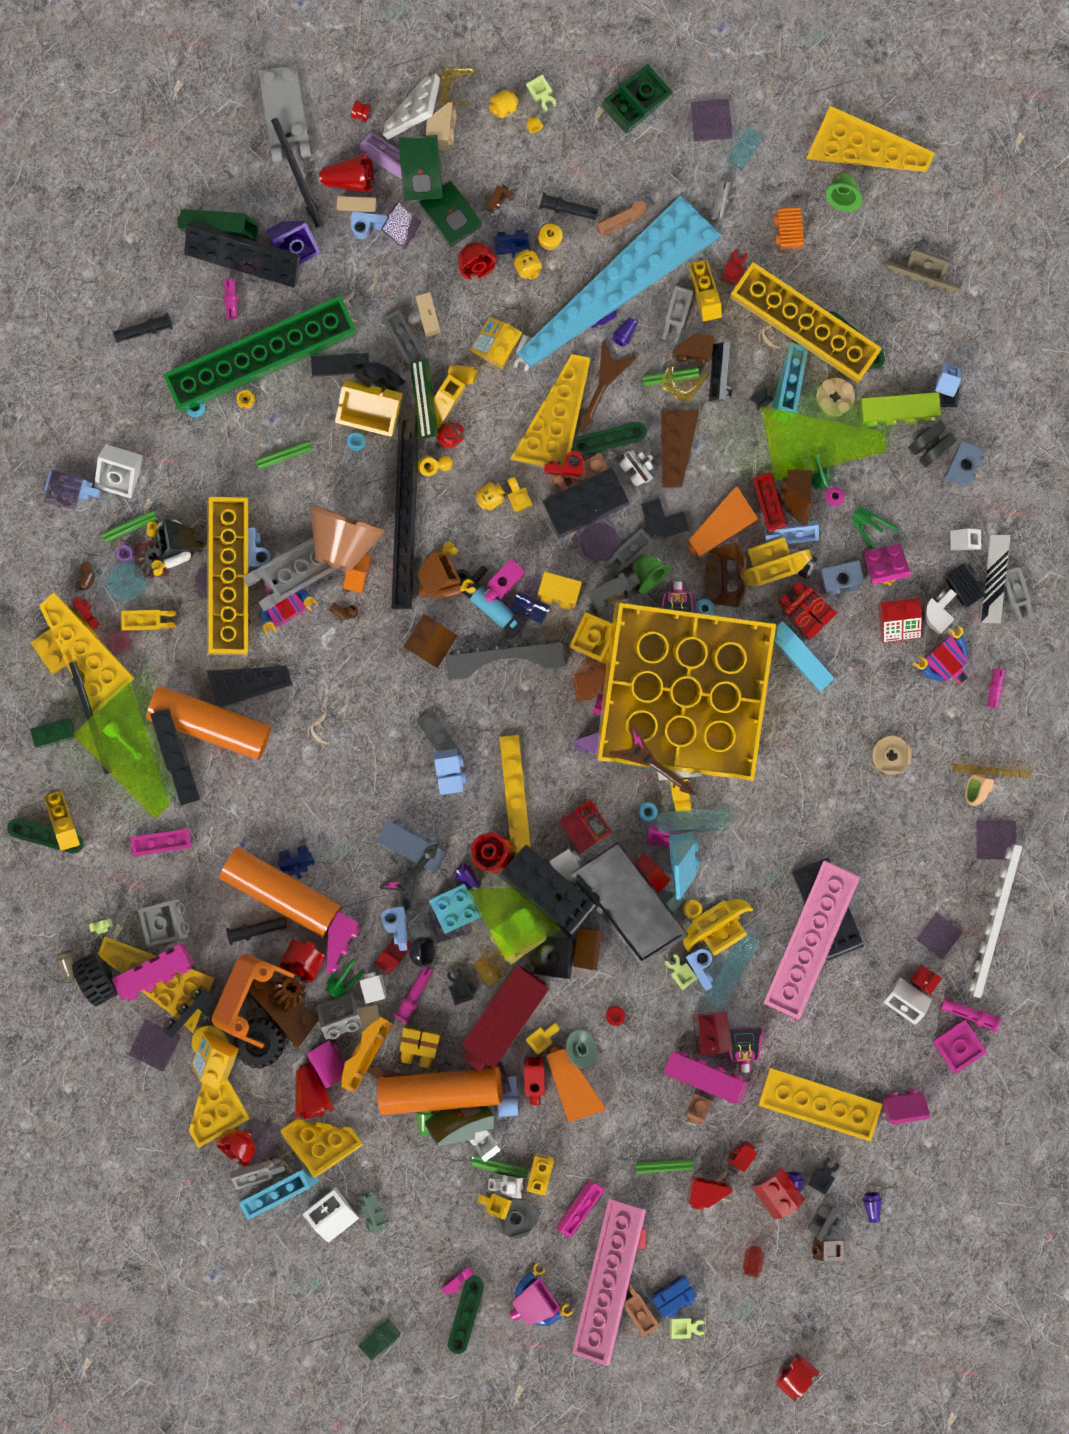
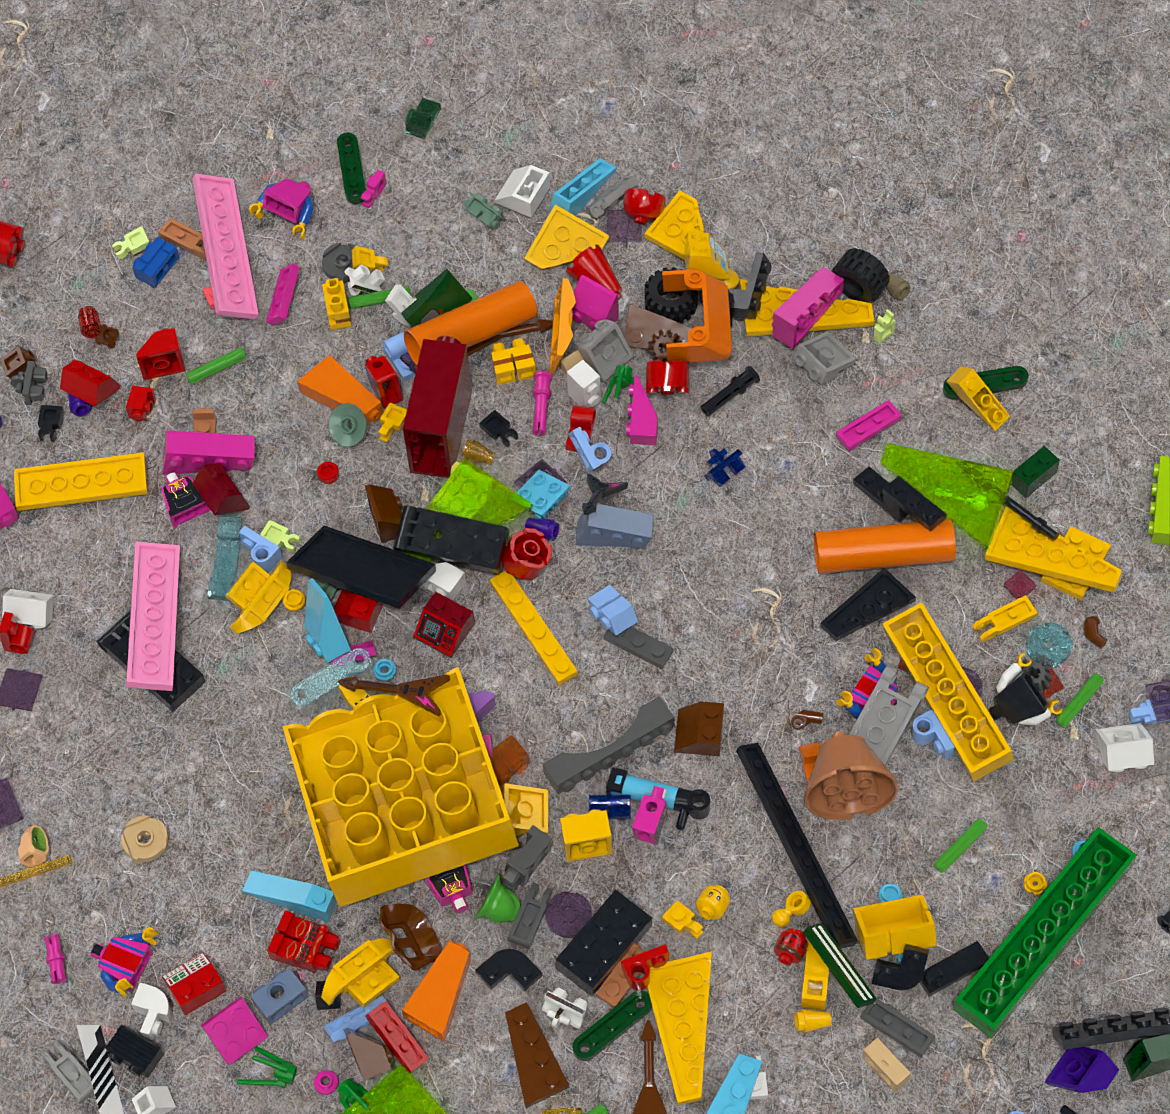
camera: 160 degrees right, 25 degrees down
(84, 608) = (1074, 597): red plate -> none
(130, 553) = (1067, 666): medium lavender plate -> none
(153, 1045) = (779, 253): clear purple tile -> none
(230, 299) = (1113, 980): dark pink pin -> none
(279, 891) = (723, 428): orange piece -> none
(422, 951) = (552, 441): black hair -> none
(439, 575) = (724, 792): dark orange torso -> none
(496, 342) = (793, 1071): yellow slope -> none
(554, 957) = (413, 489): black plate -> none
(700, 603) = (418, 902): medium azure plate -> none
(743, 1234) = (111, 332): none -> reddish brown plate

